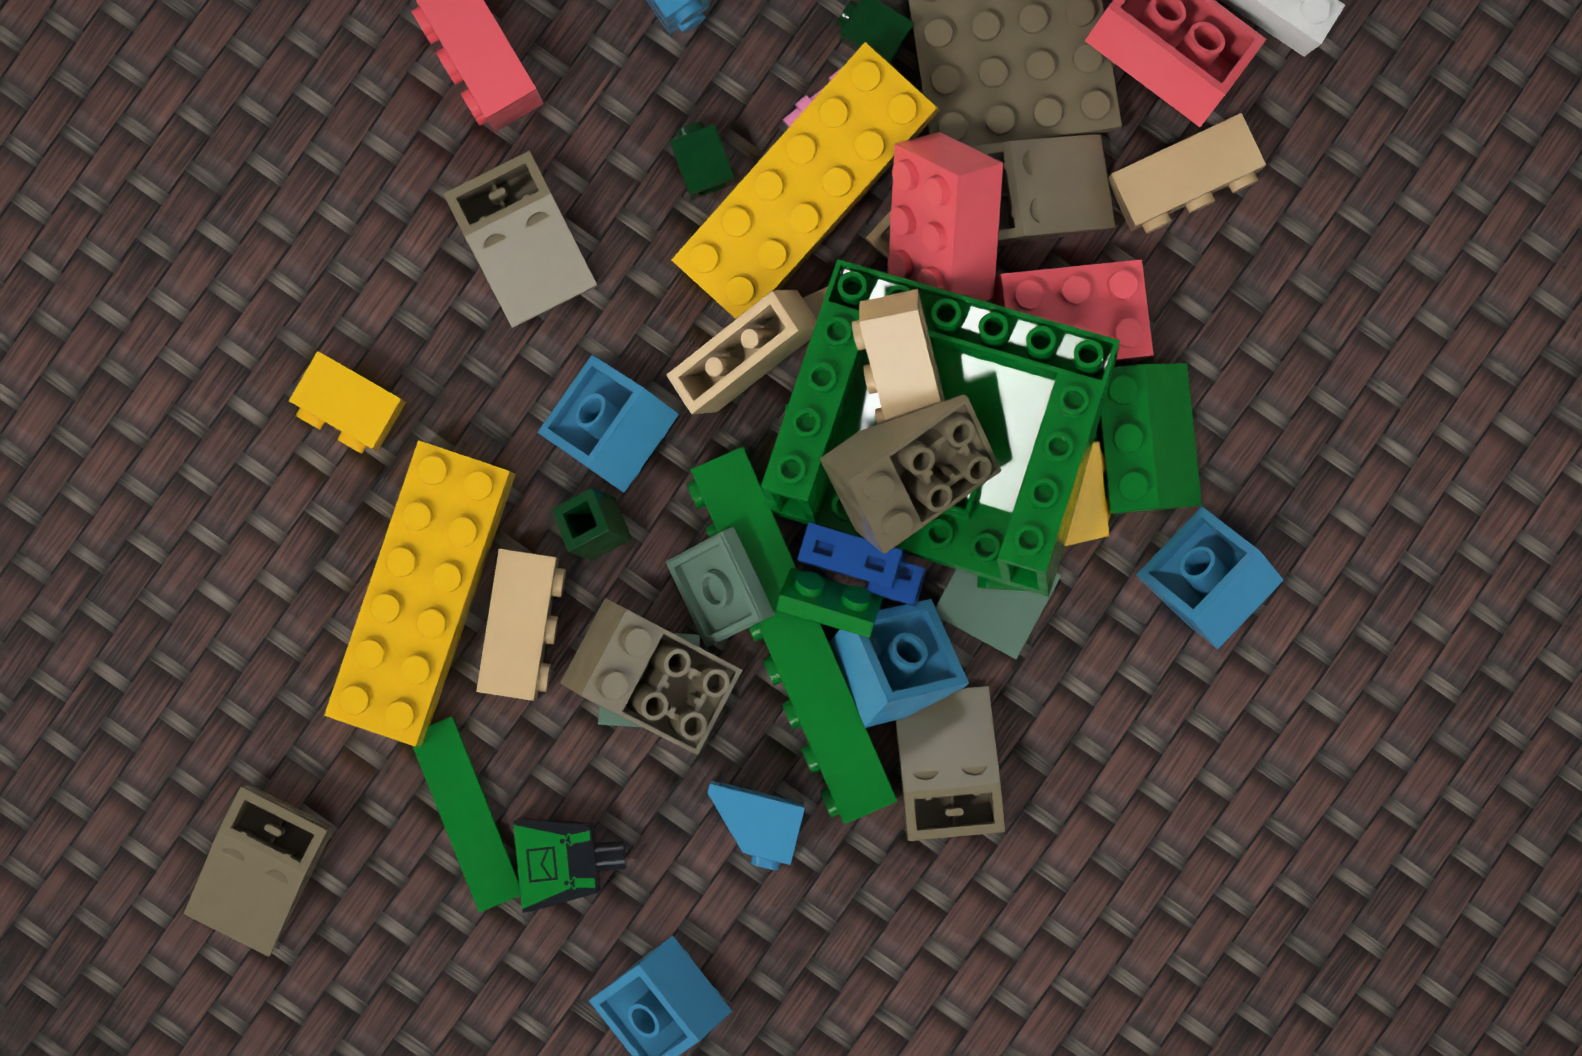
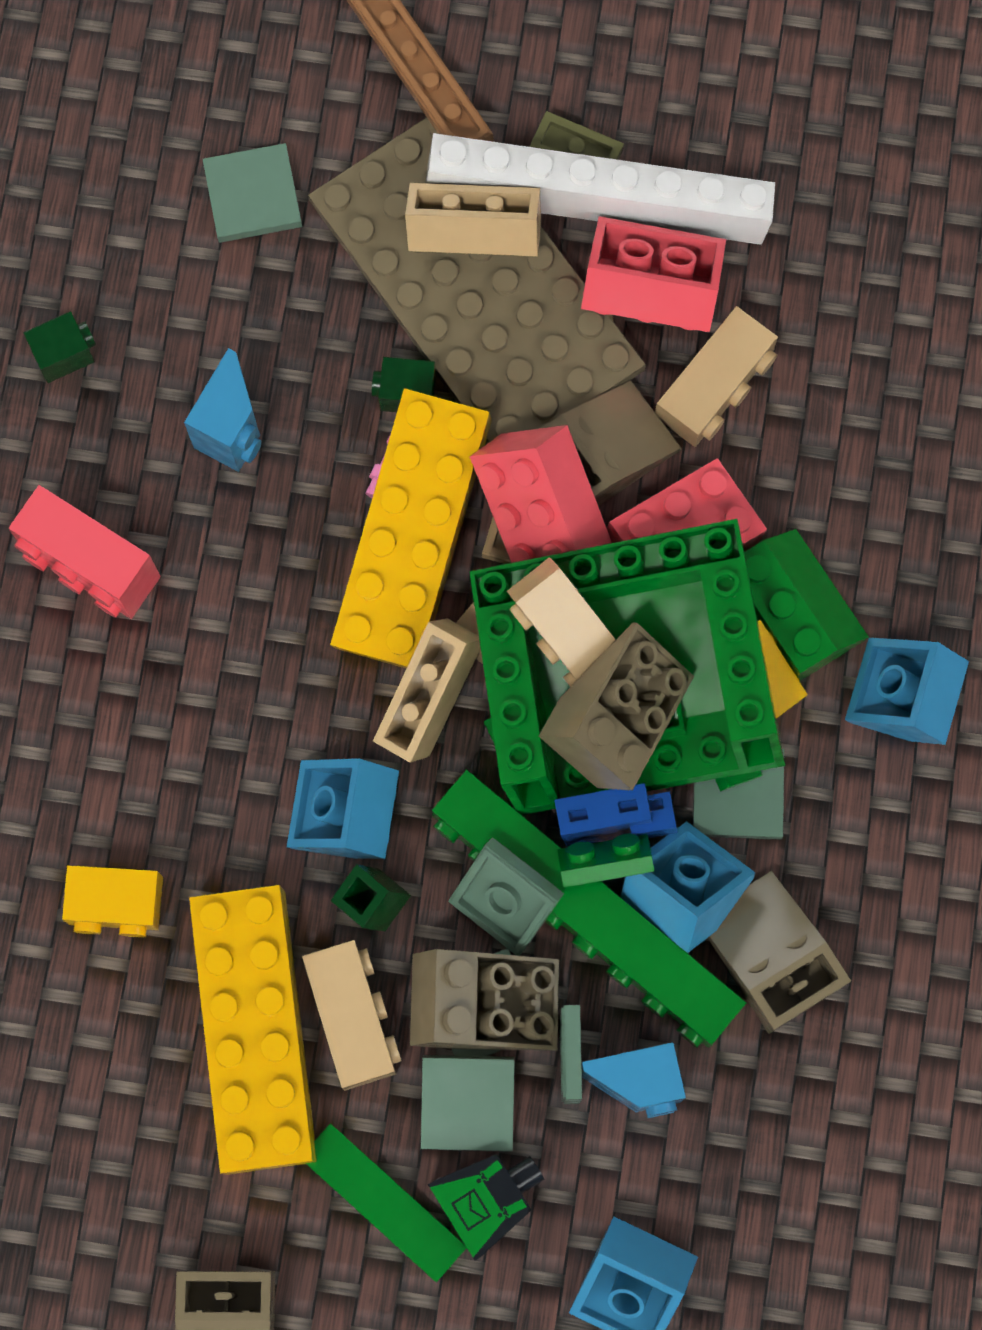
camera: 30 degrees left, 10 degrees down
(520, 239) = (194, 691): dark tan slope -> none
(589, 761) = (467, 1103): none -> sand green tile
(701, 160) = (315, 556): dark green brick -> none
(705, 768) = (570, 1054): none -> sand green tile

